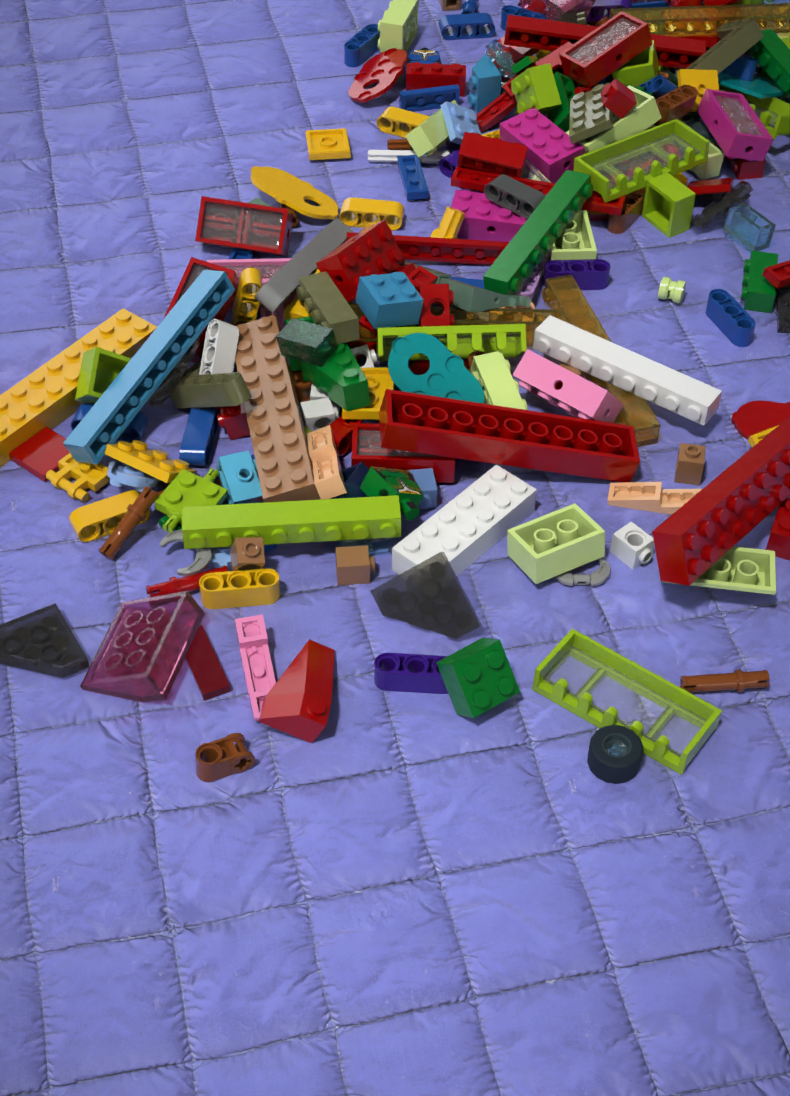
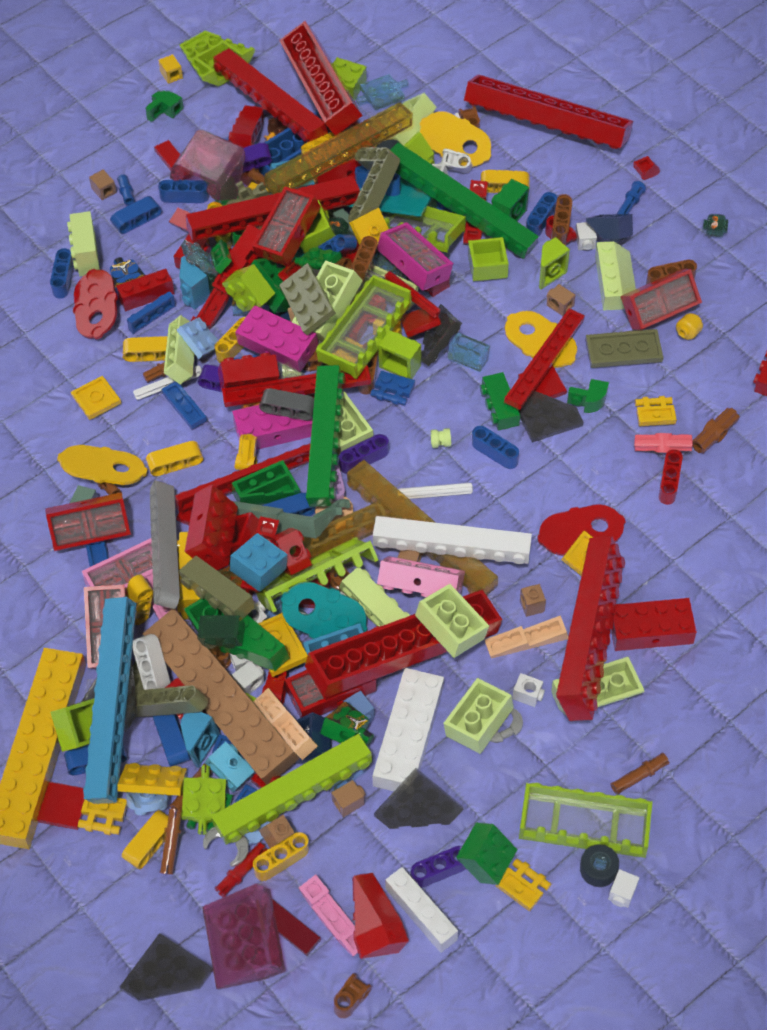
camera: 25 degrees left, 10 degrees up
(224, 434) = (199, 735): none -> dark azure slope
(365, 707) = (421, 910): none -> white brick
(452, 258) = (265, 485): none -> green wedge
(501, 740) = (521, 890): none -> yellow plate
(574, 427) = (451, 620): none -> yellowish green brick
(618, 98) = (328, 284): red brick -> none
(631, 791) = (623, 889): none -> white brick
(641, 334) = (437, 490): none -> white axle
(645, 235) = (393, 384): none -> blue plate
(718, 161) = (416, 297): none -> red axle

